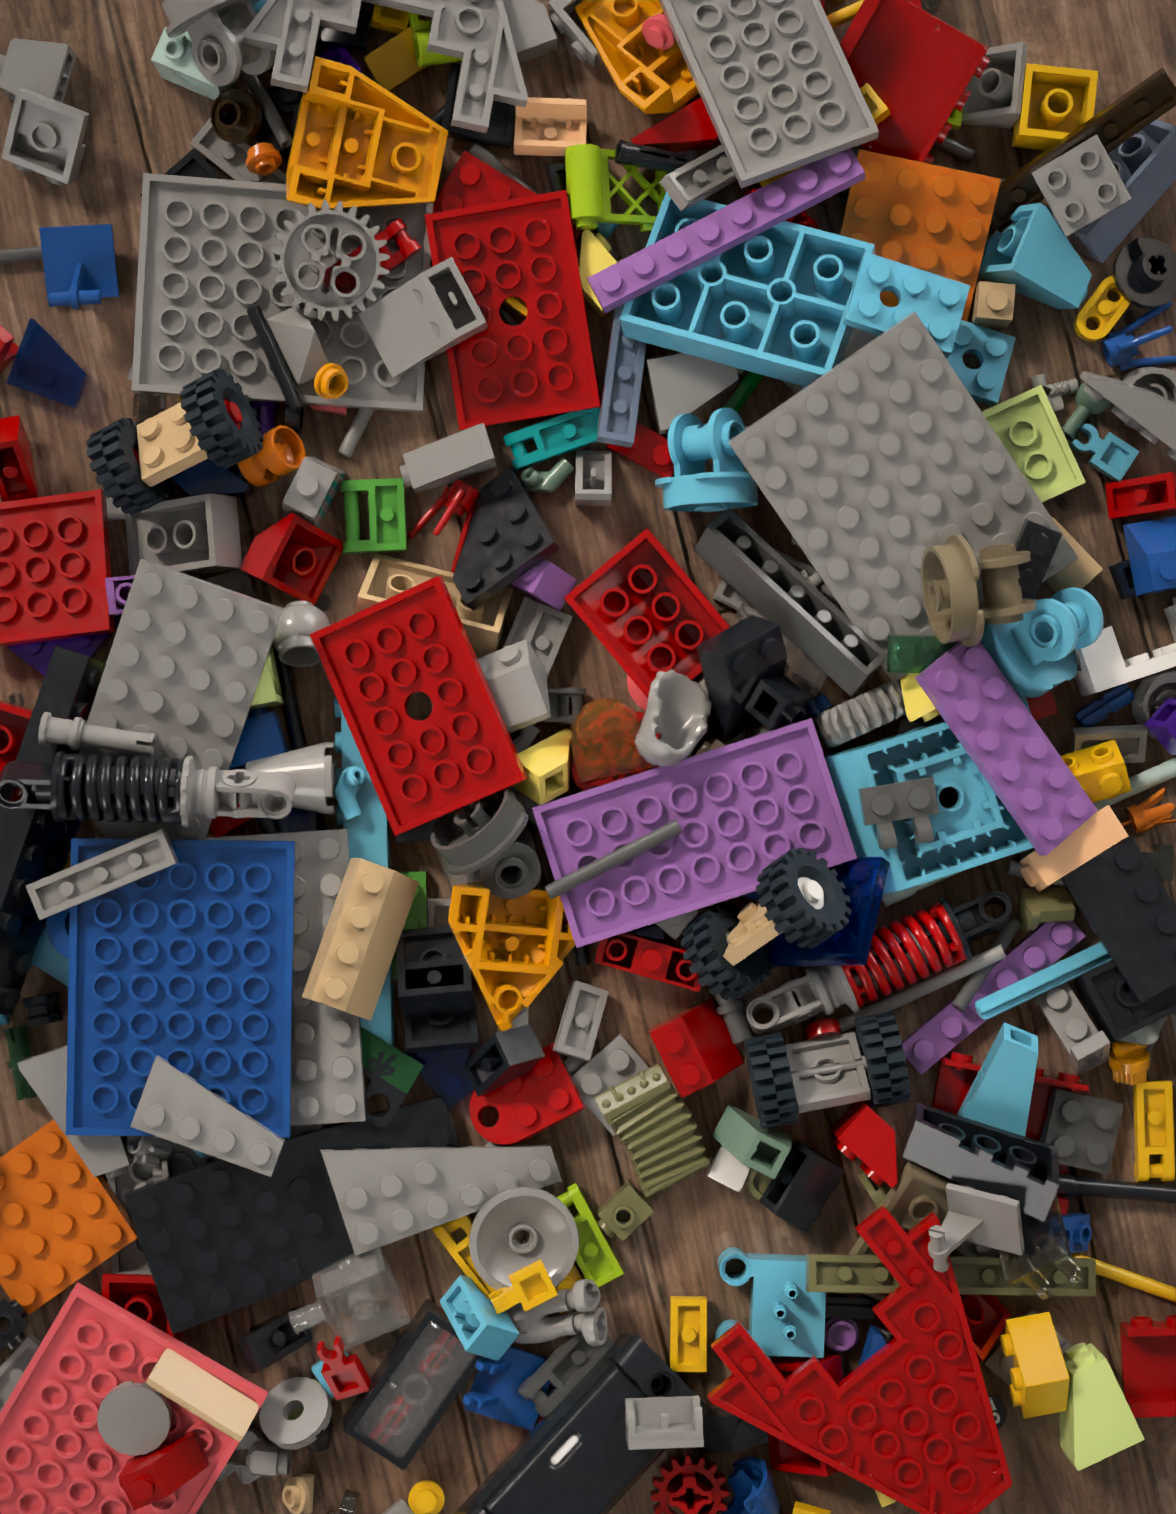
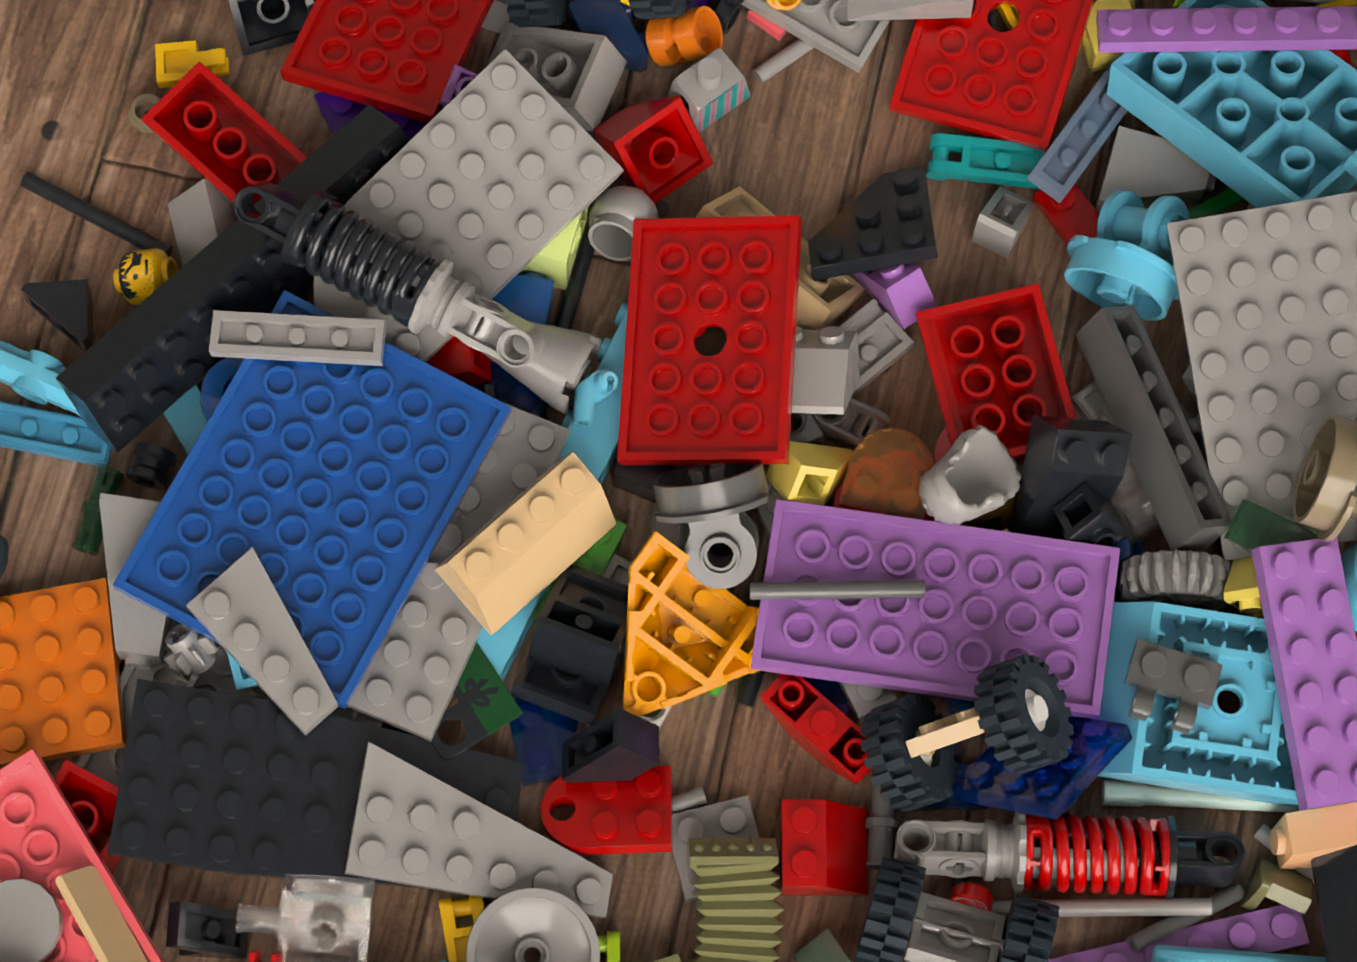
camera: 25 degrees right, 15 degrees down
(79, 734) = (350, 189): light grey pin -> none
(386, 515) = (769, 154): bright green plate -> none
(449, 459) = (865, 127): light grey slope -> none
(457, 500) = (851, 173): red plant -> none
(546, 480) = (953, 200): sand green arm -> none
(580, 1020) = (712, 758): light grey plate -> none

